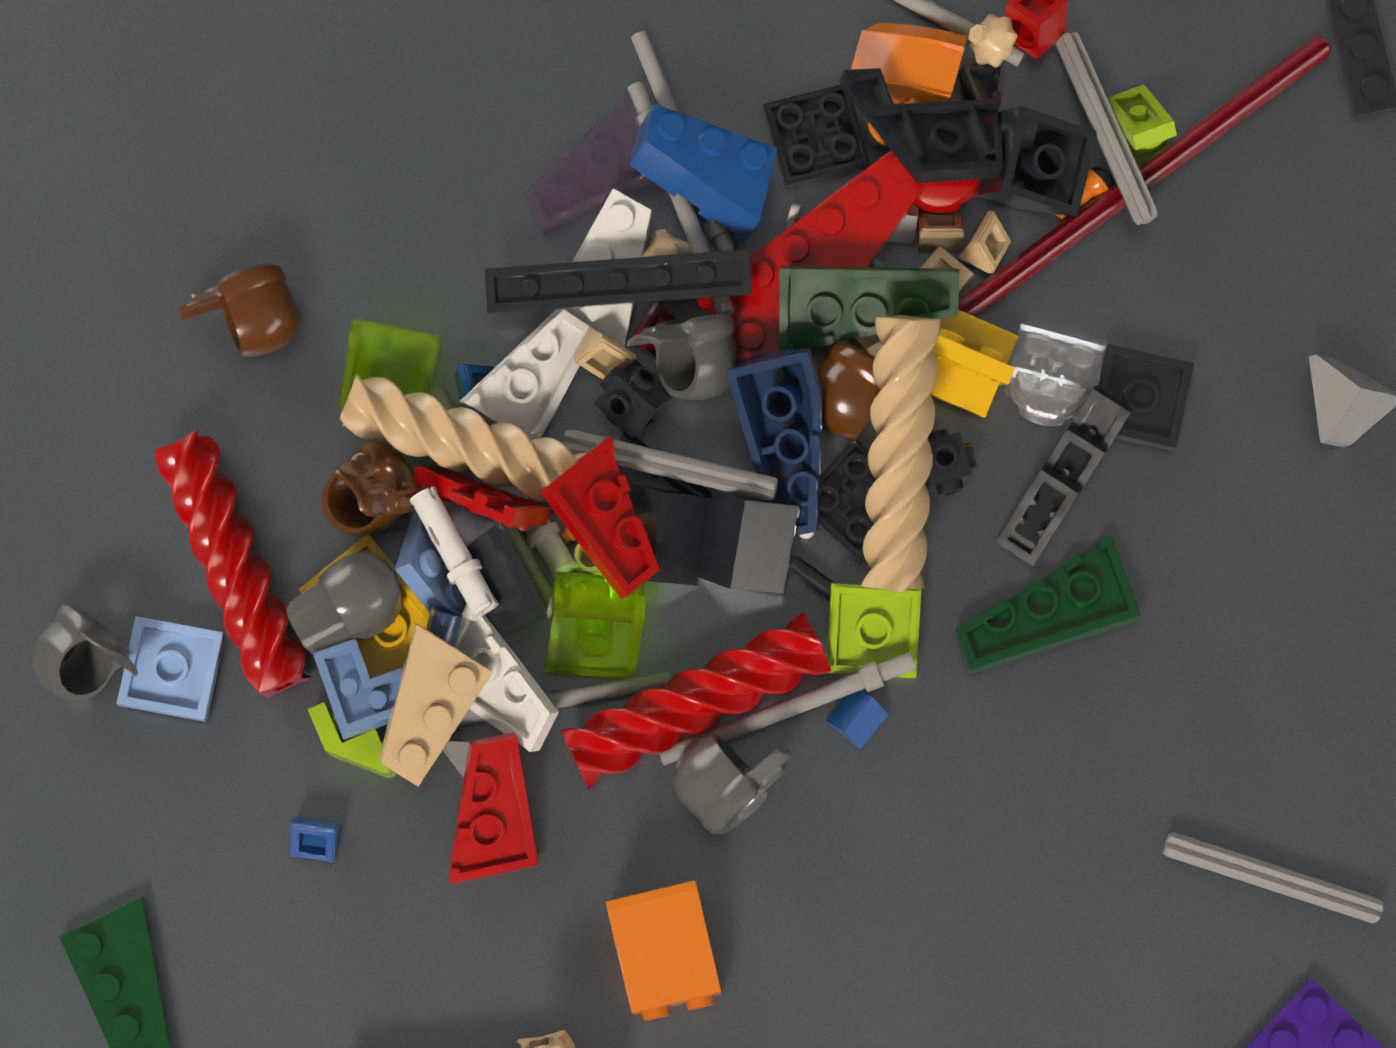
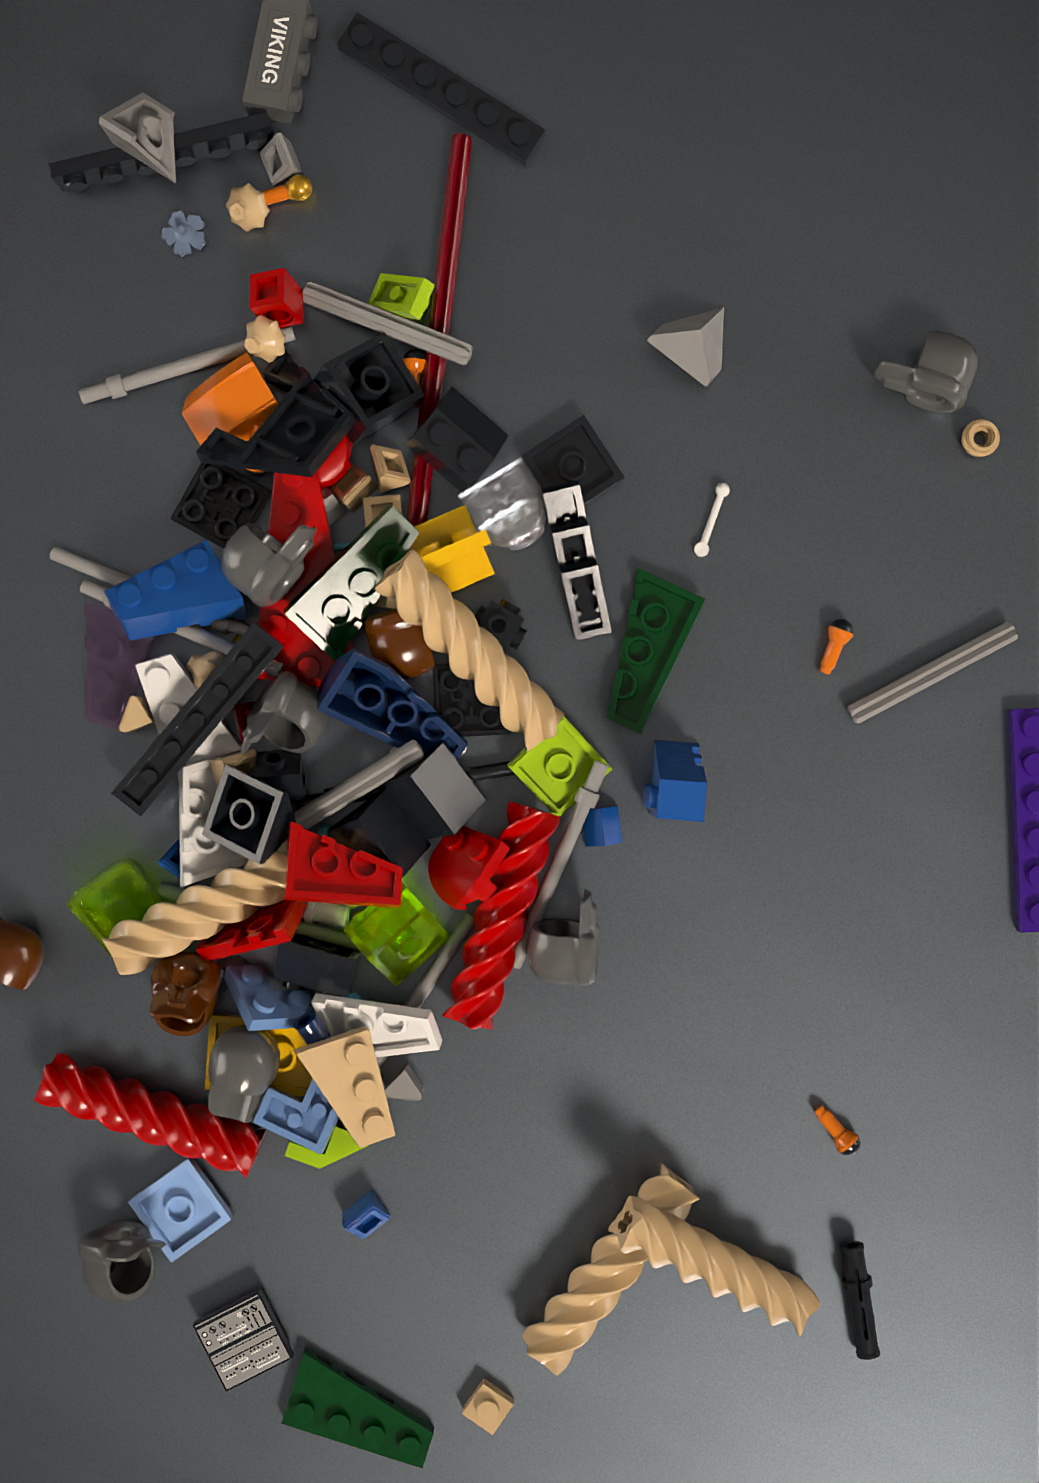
camera: 40 degrees left, 10 degrees up
(104, 832) = (243, 1339): none -> light grey tile
(452, 549) = (287, 986): white pin -> none
(493, 813) = (453, 1102): red wing -> none
(568, 232) = (136, 715): none -> tan slope
(579, 399) = (248, 815): none -> black slope
(664, 950) = (631, 1078): orange slope -> none
(708, 624) = (464, 865): none -> red slope
(803, 213) = (262, 564): none -> dark grey piece
(955, 738) = (676, 782): none -> blue wedge
(1067, 277) = (457, 440): none -> black slope
(1181, 574) = (701, 549): none -> white hinge
(1227, 763) = (839, 633): none -> orange piece

